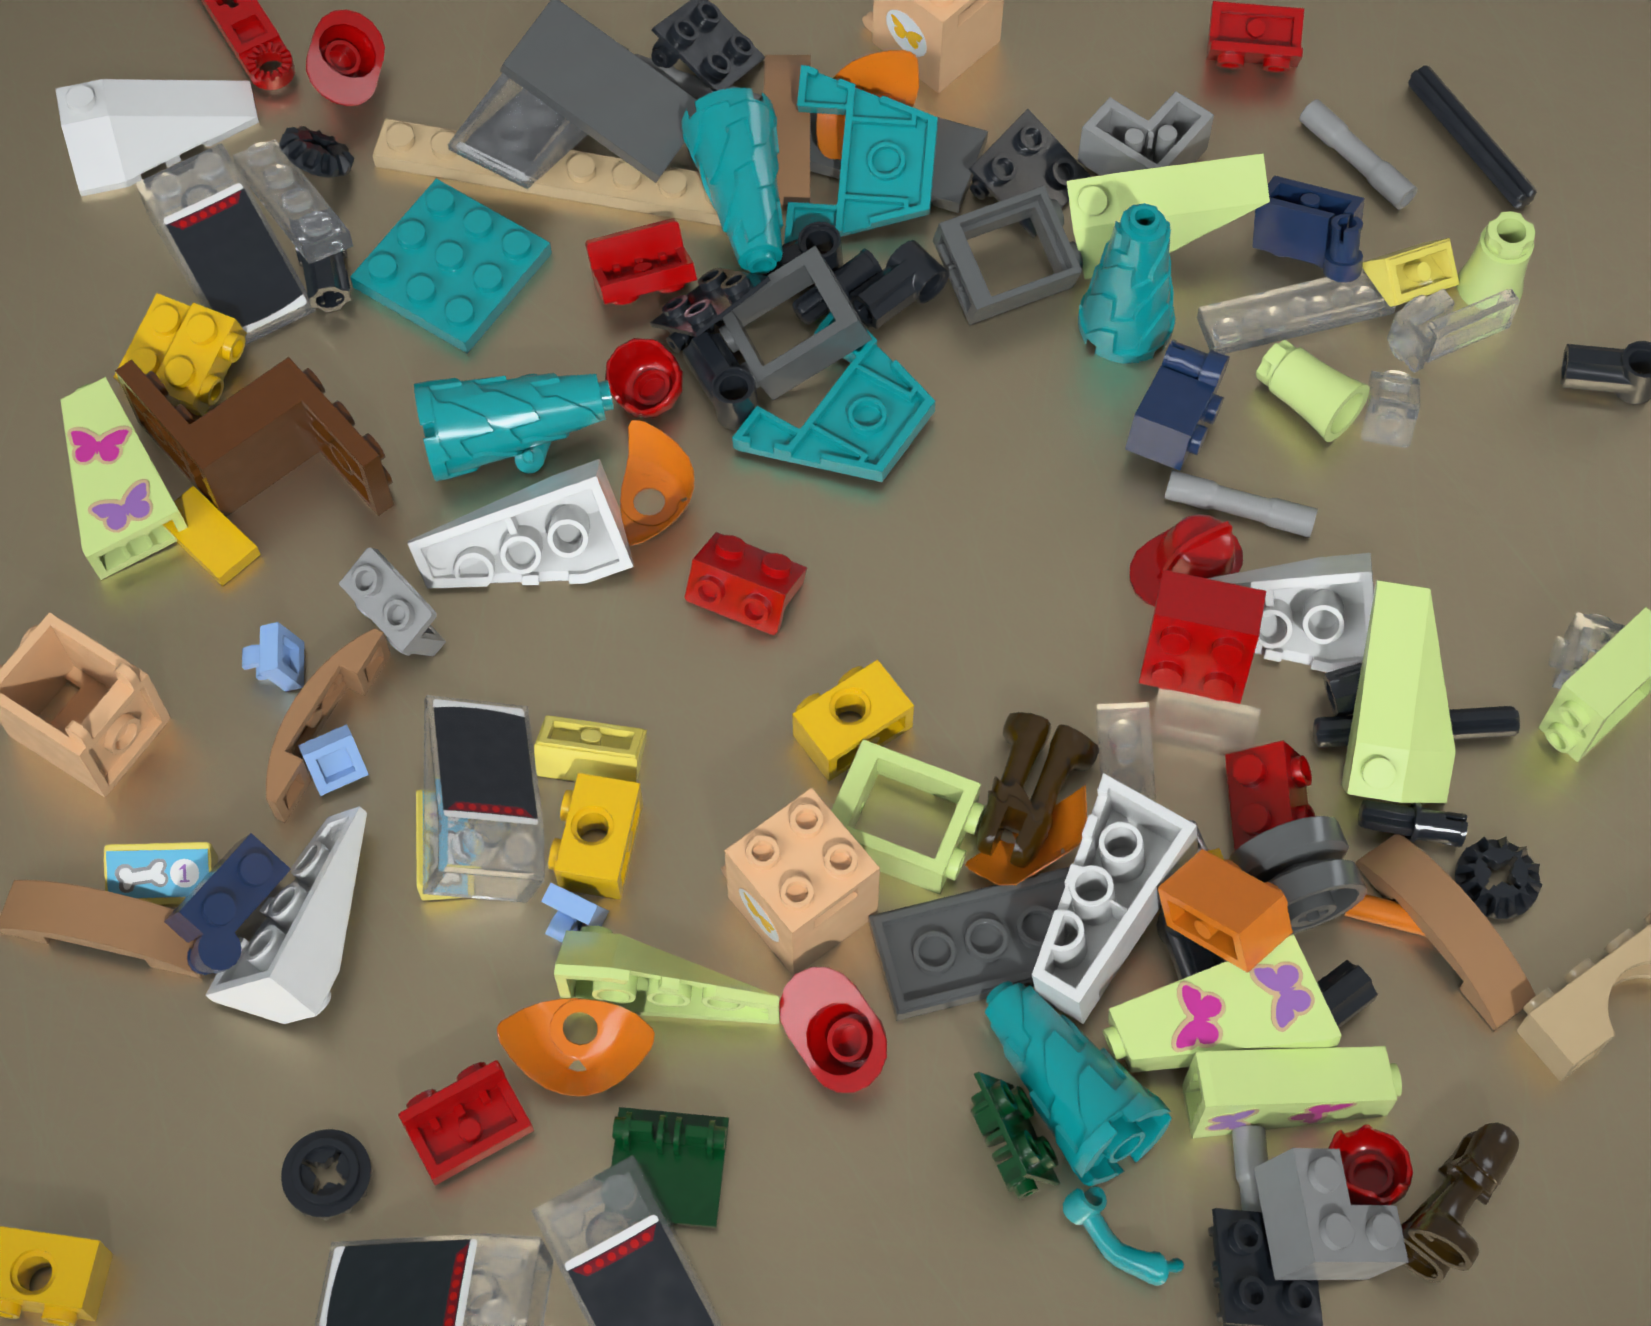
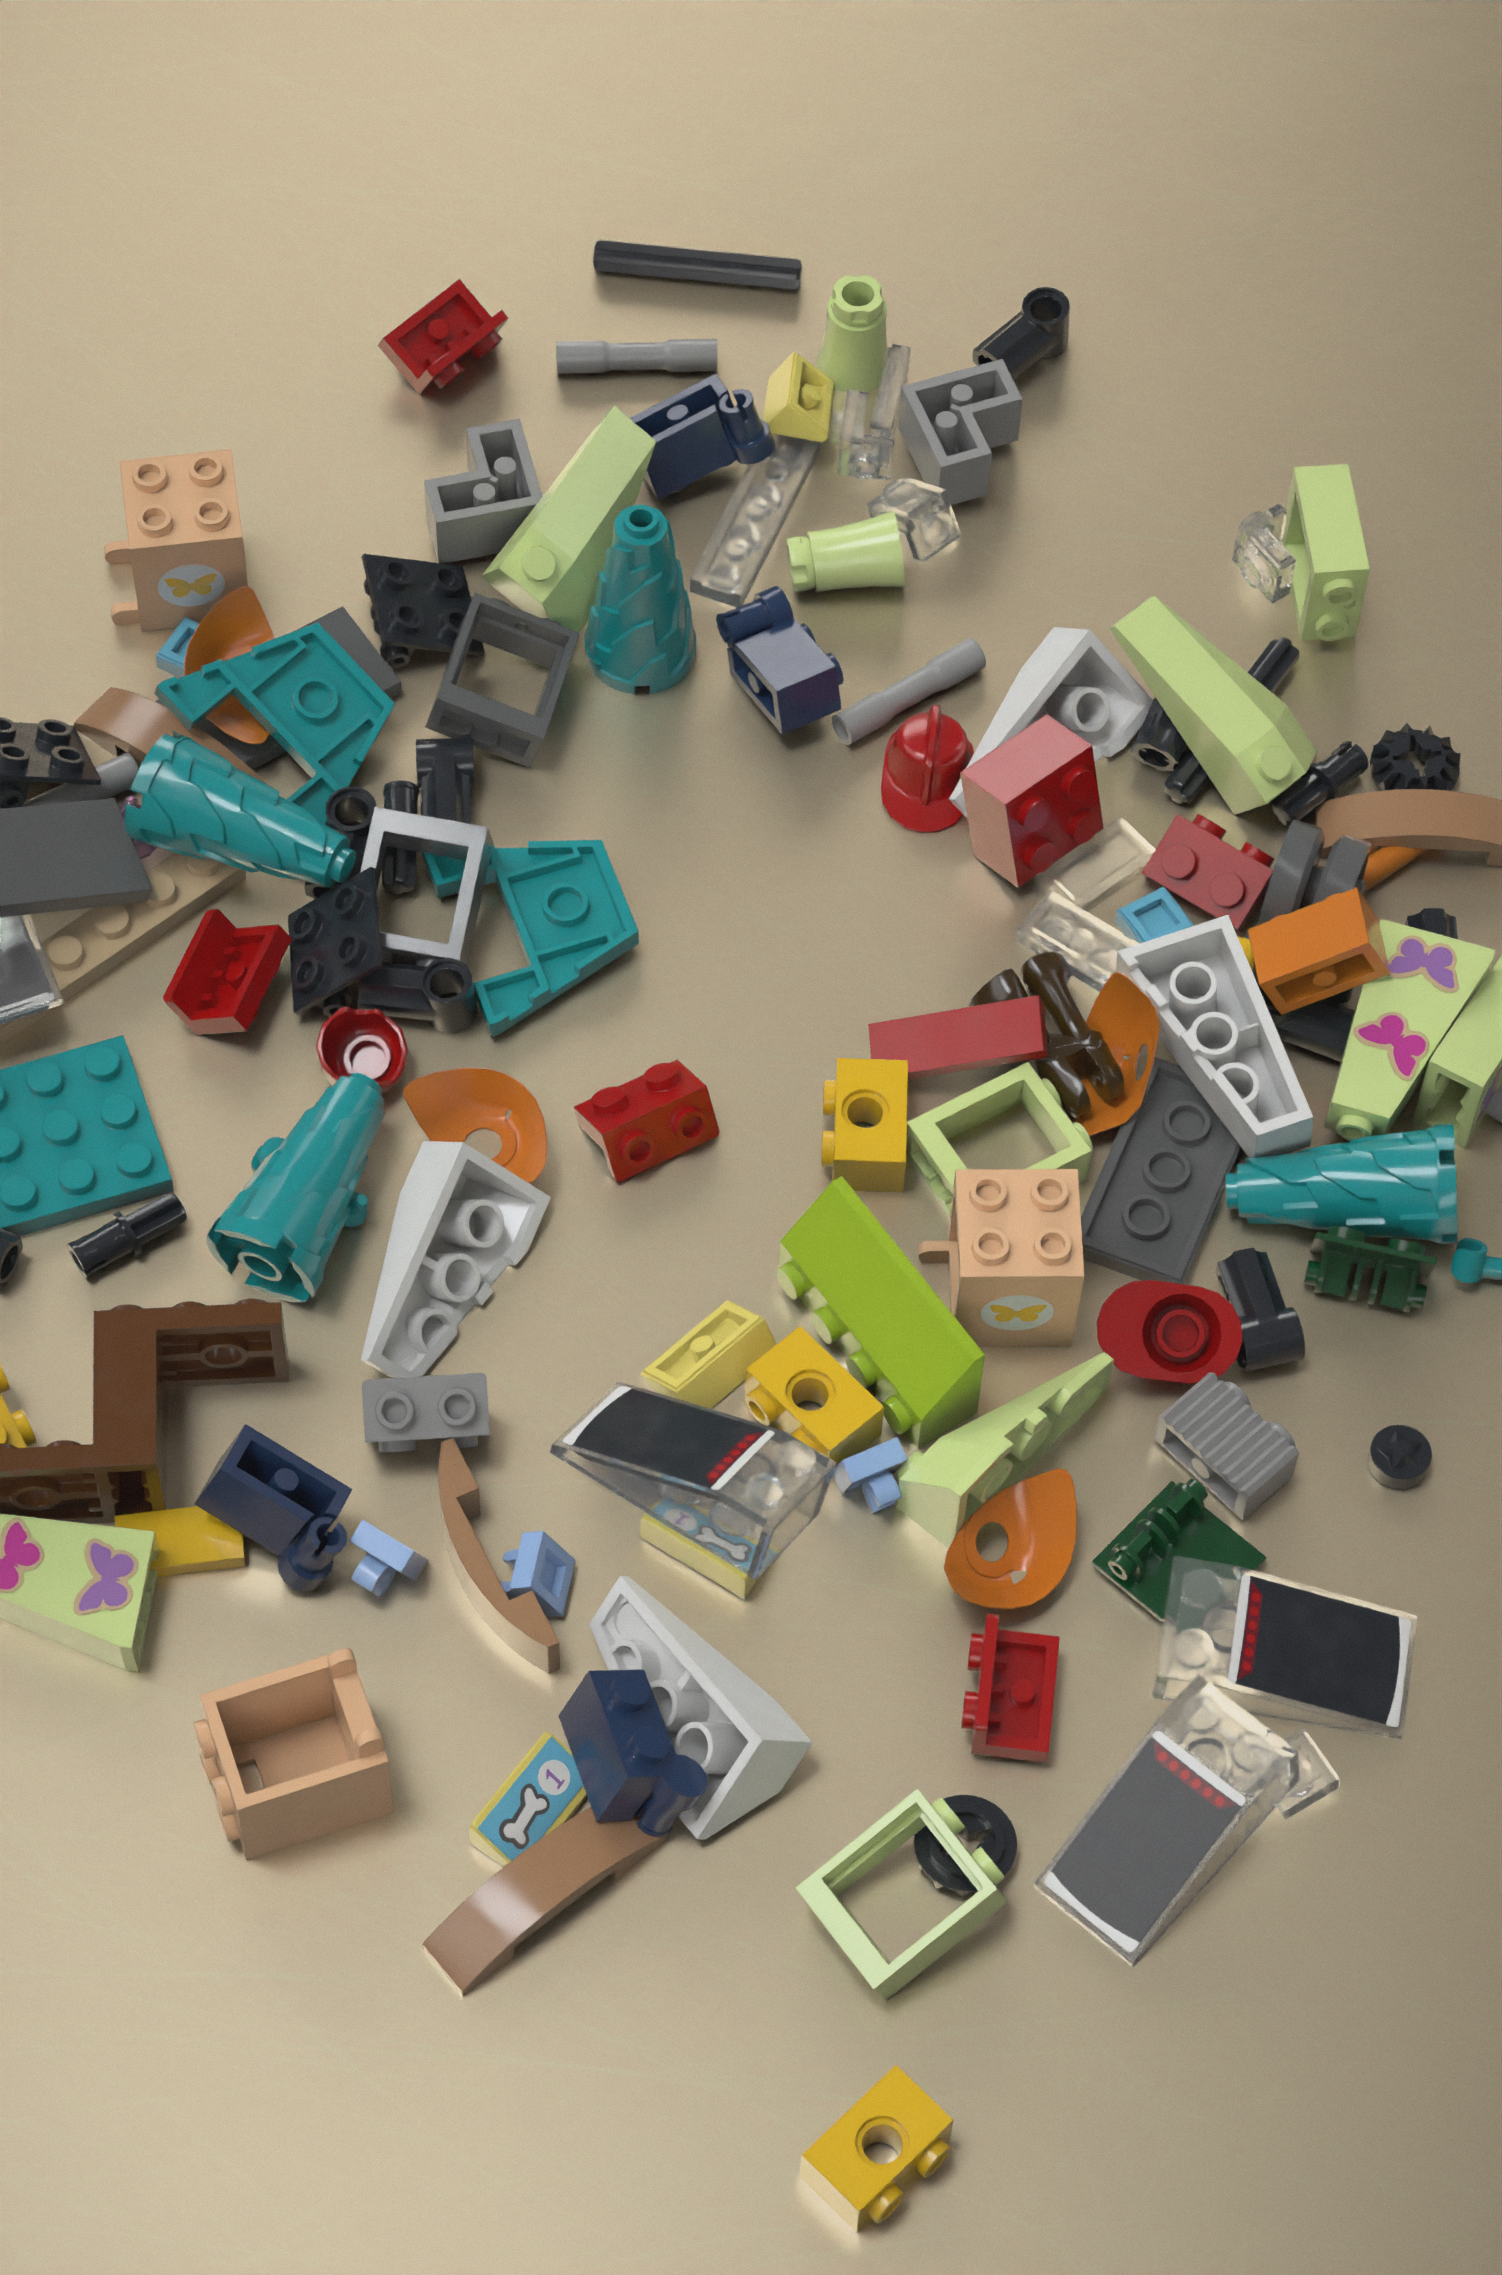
camera: 55 degrees left, 5 degrees down
(206, 1120) = (827, 1883): none -> yellowish green window
(256, 567) = (279, 1505): none -> dark blue hinge
(405, 348) = (126, 1234): none -> black axle
(693, 832) = (881, 1315): none -> lime slope
(782, 1134) = (1227, 1444): none -> light grey brick
(877, 1266) = (1399, 1456): none -> black tile
(905, 1094) = (1269, 1329): none -> black piece
(967, 729) = (963, 1037): none -> red tile
(1193, 793) = (1152, 917): none -> medium azure tile
(1488, 371) = (954, 424): none -> light grey brick

